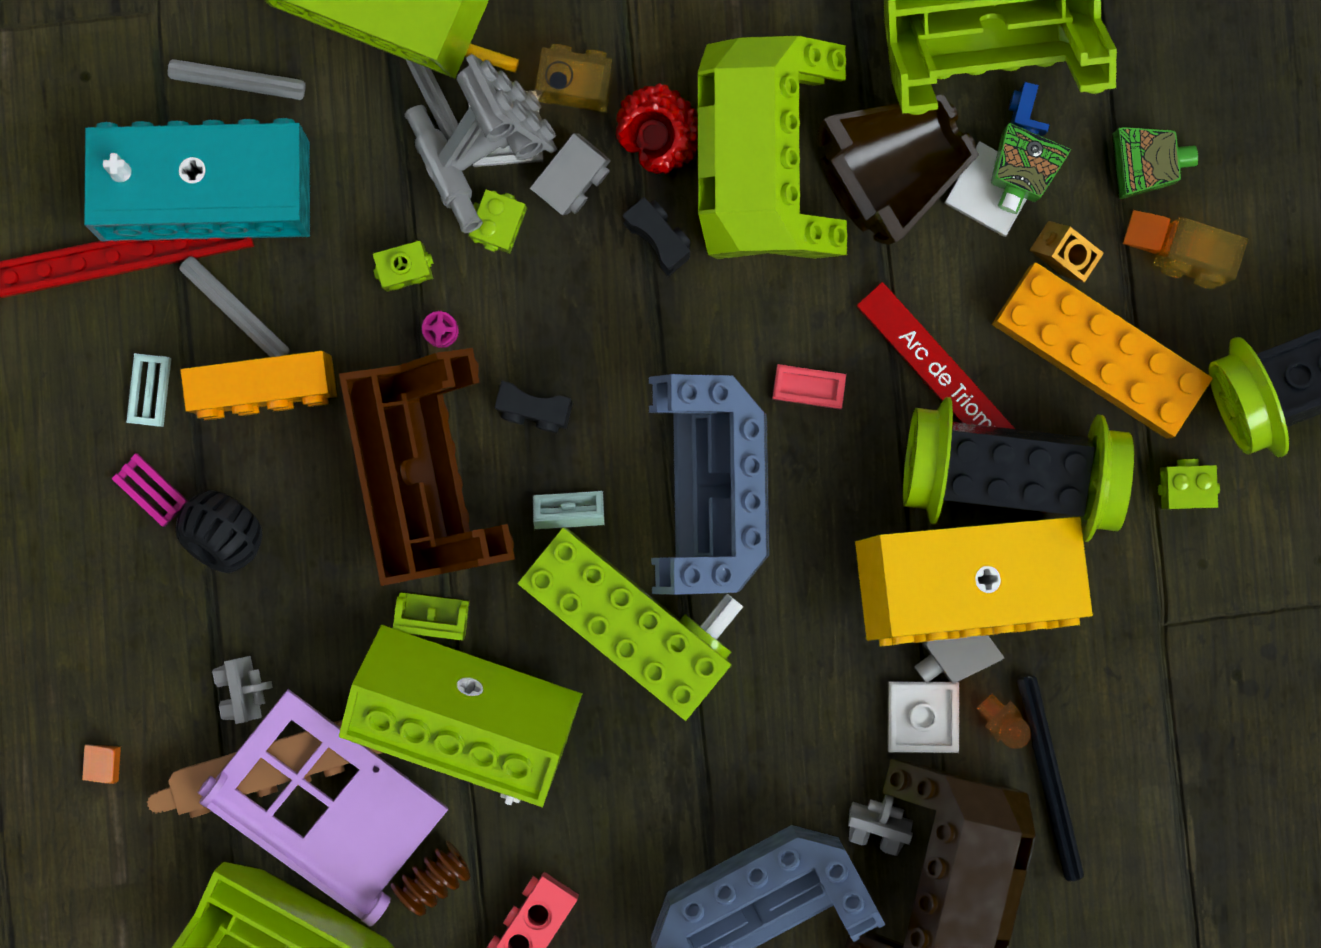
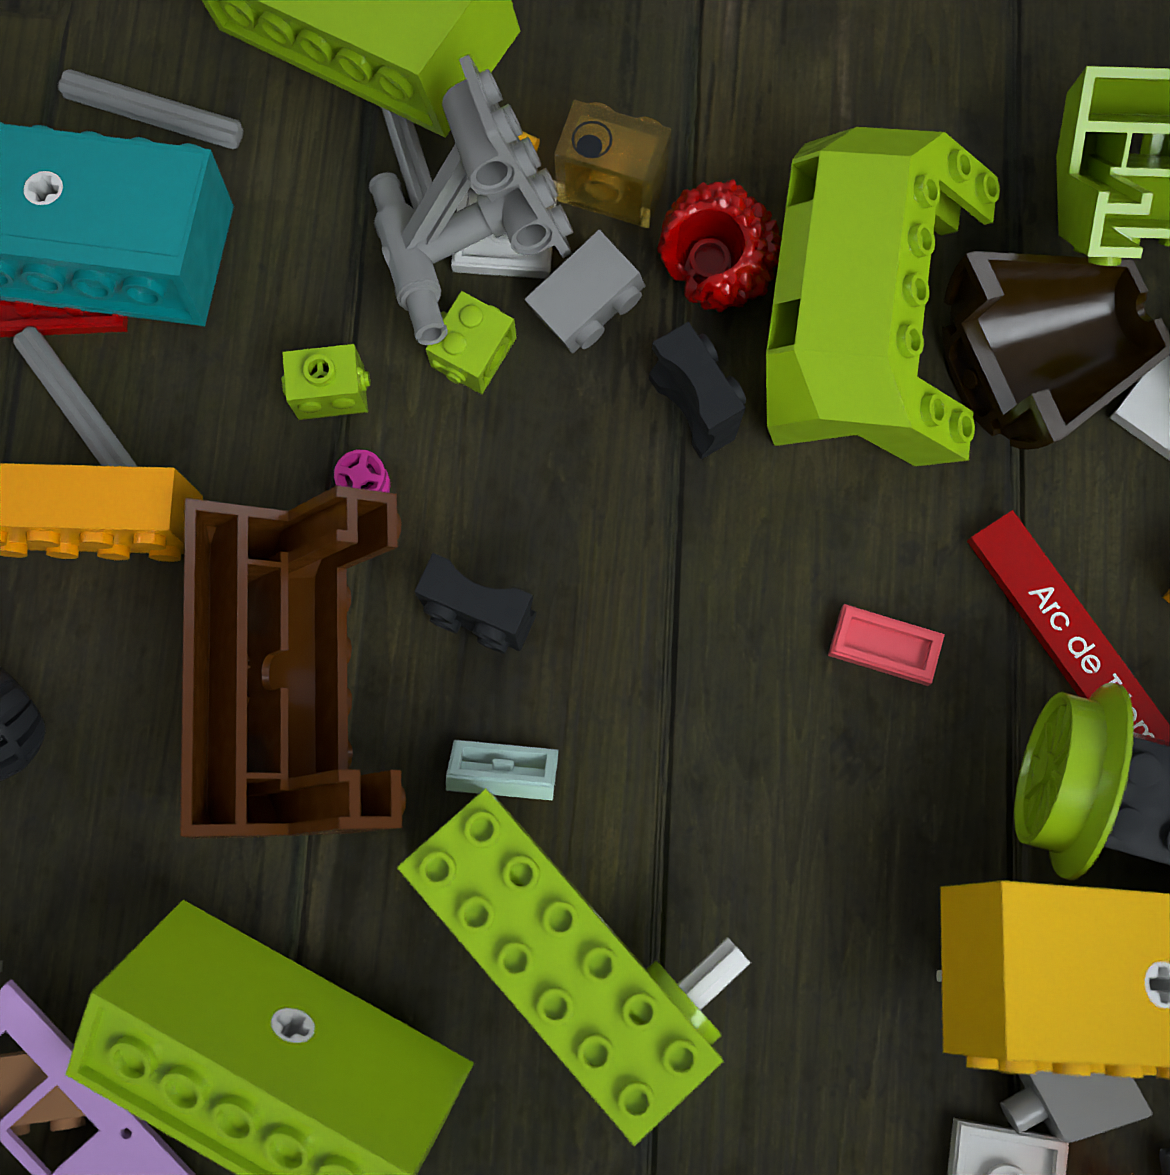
camera: 10 degrees right, 10 degrees down
(431, 616) = (266, 899): lime hinge -> none
(717, 484) = (733, 761): sand blue wedge -> none

